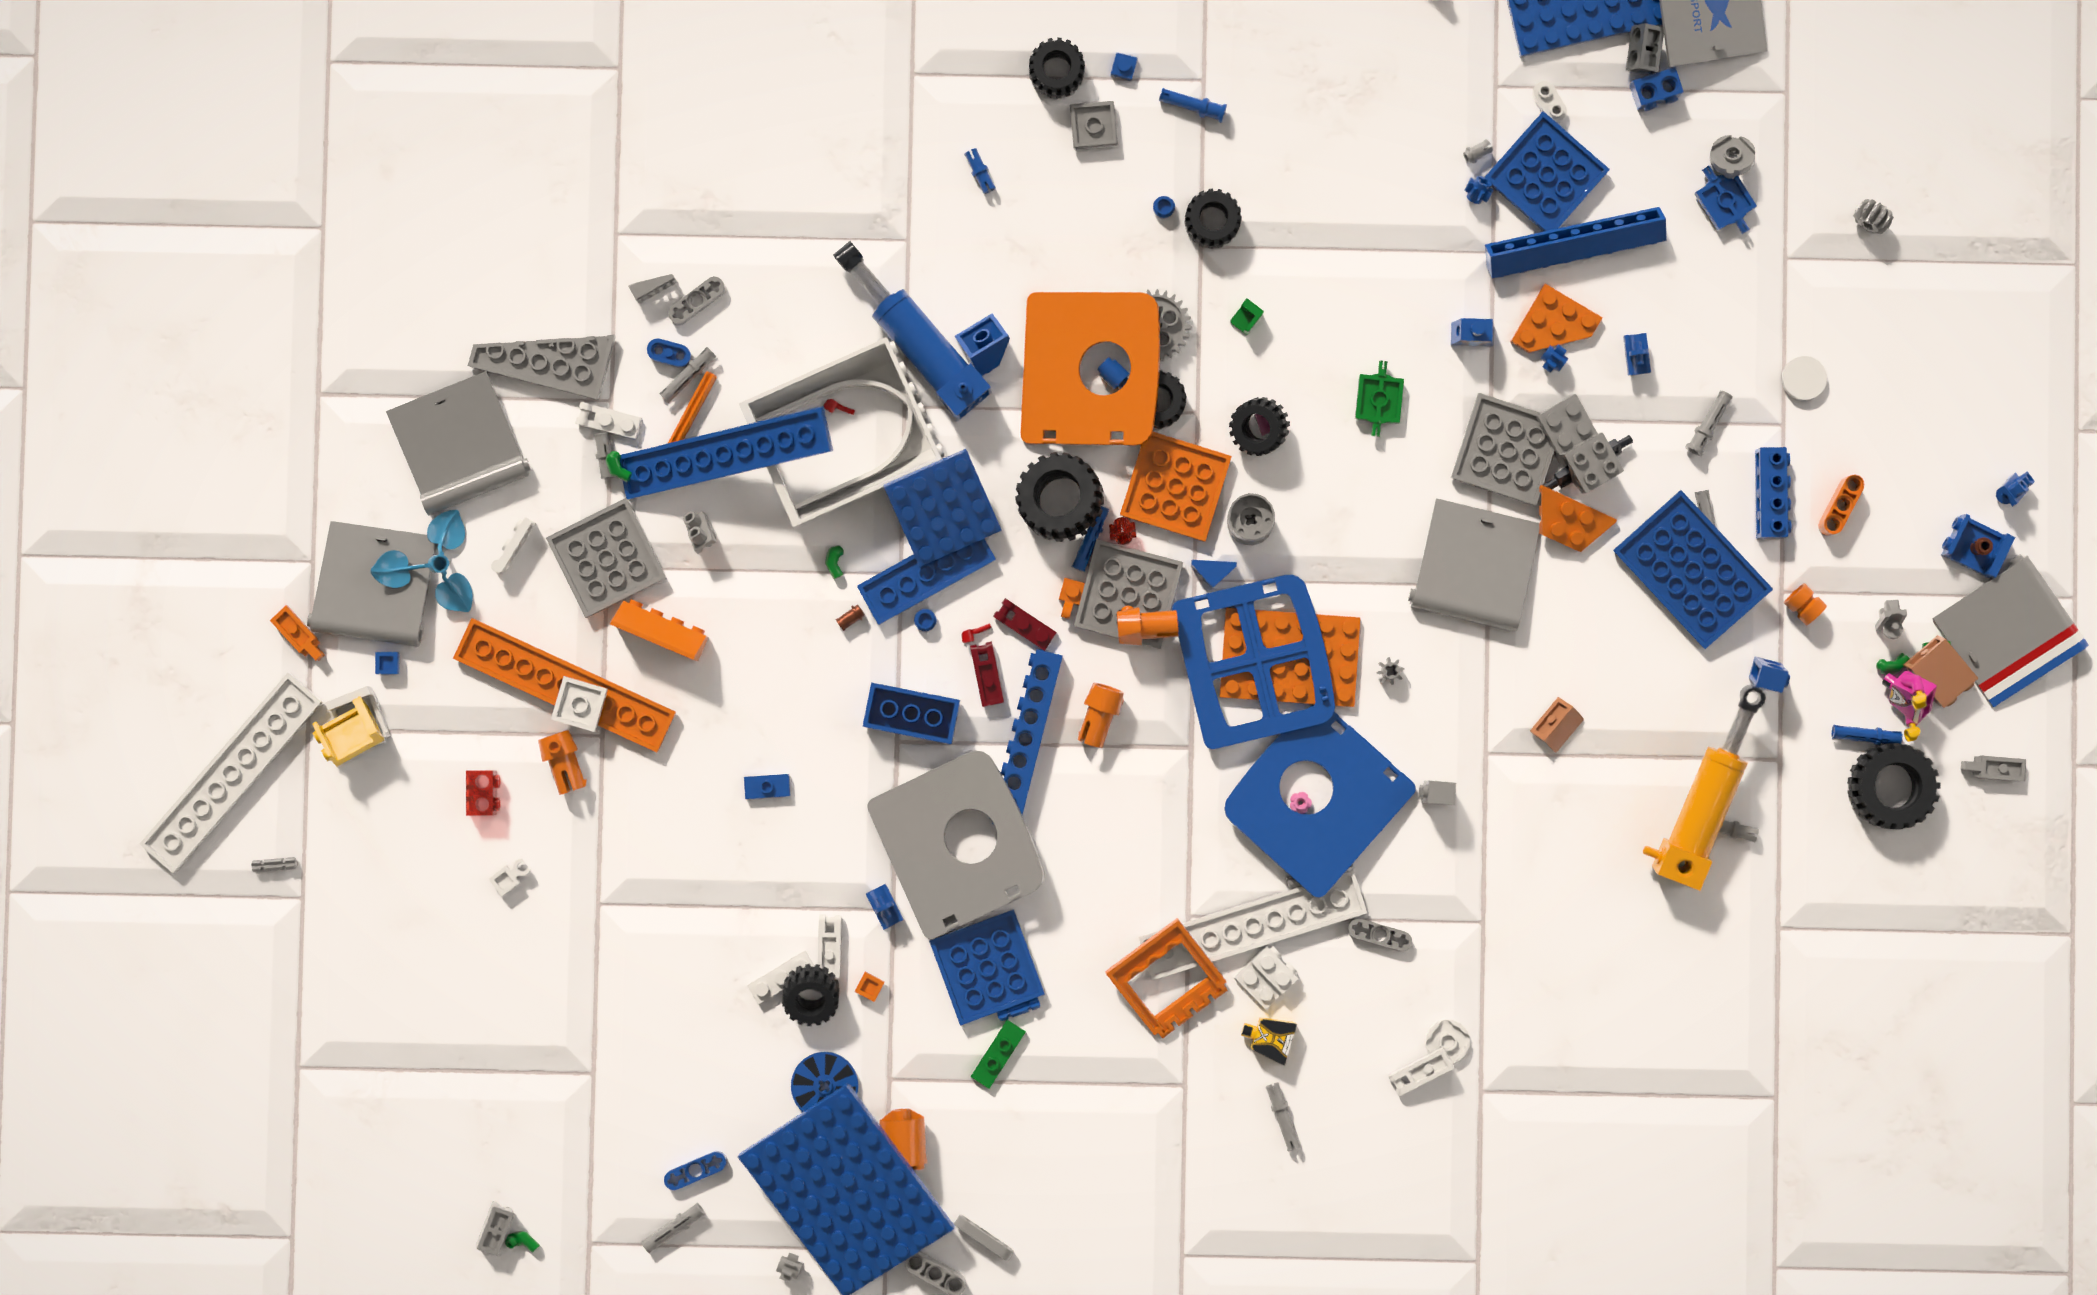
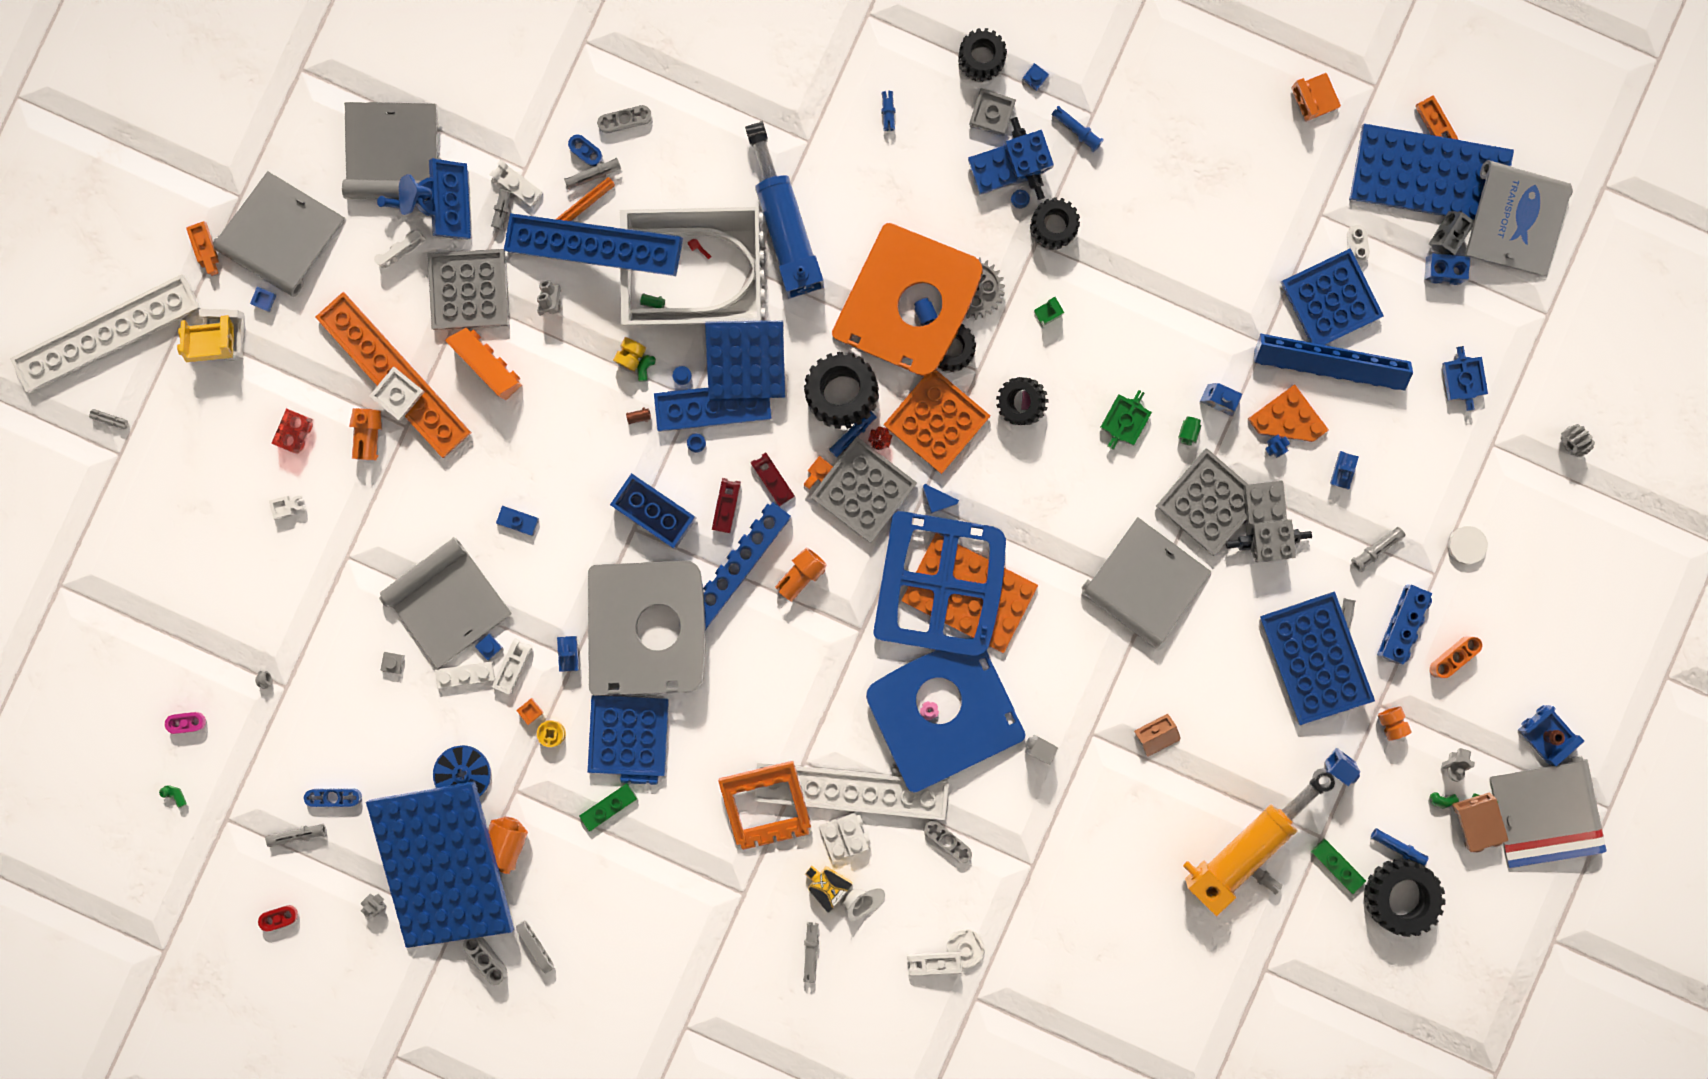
camera: 25 degrees right, 0 degrees up
(446, 531) = (336, 266): dark azure plant -> none
(494, 1229) = (155, 777): light grey hinge -> none
(501, 1157) = (186, 722): none -> dark pink plate
(539, 467) = (445, 195): none -> blue plate
(558, 363) = (495, 122): light grey wing -> none
(566, 1075) = (263, 679): none -> light grey plate
(614, 467) = (503, 221): green arm -> none
(648, 288) = (591, 93): light grey slope -> none
(697, 997) = (392, 662): none -> light grey plate
(726, 906) = (445, 601): none -> light grey door
(794, 936) = (489, 646): none -> blue plate
(810, 1010) = (473, 710): black tyre -> none
(812, 486) = (652, 301): none -> green pin
(812, 554) = (629, 354): none -> yellow wheel
(878, 553) = (682, 375): none -> blue plate
(902, 1000) = (551, 733): none -> yellow wheel
(968, 635) = (724, 469): red hand -> none
(984, 344) = (833, 246): blue slope -> none
(1140, 171) = (1016, 162): none -> blue piece
(1150, 625) = (857, 516): orange piece -> none
(1250, 506) = (986, 460): light grey wheel -> none
(1316, 1039) = (862, 902): none -> white piece
(1383, 672) = (1049, 638): light grey gear -> none
(1453, 381) = (1190, 430): none -> green brick
(1477, 151) = (1284, 259): light grey pin -> none
(1478, 190) = (1273, 289): blue gear -> none
(1570, 520) = (1236, 579): orange wing -> none
(1732, 166) = (1479, 352): light grey plate -> none
(1810, 783) = (1338, 866): none -> green plate
(1912, 697) = (1449, 834): dark pink torso -> none
(1996, 767) = (1492, 917): light grey hinge -> none
(2014, 488) = (1599, 702): blue hips -> none

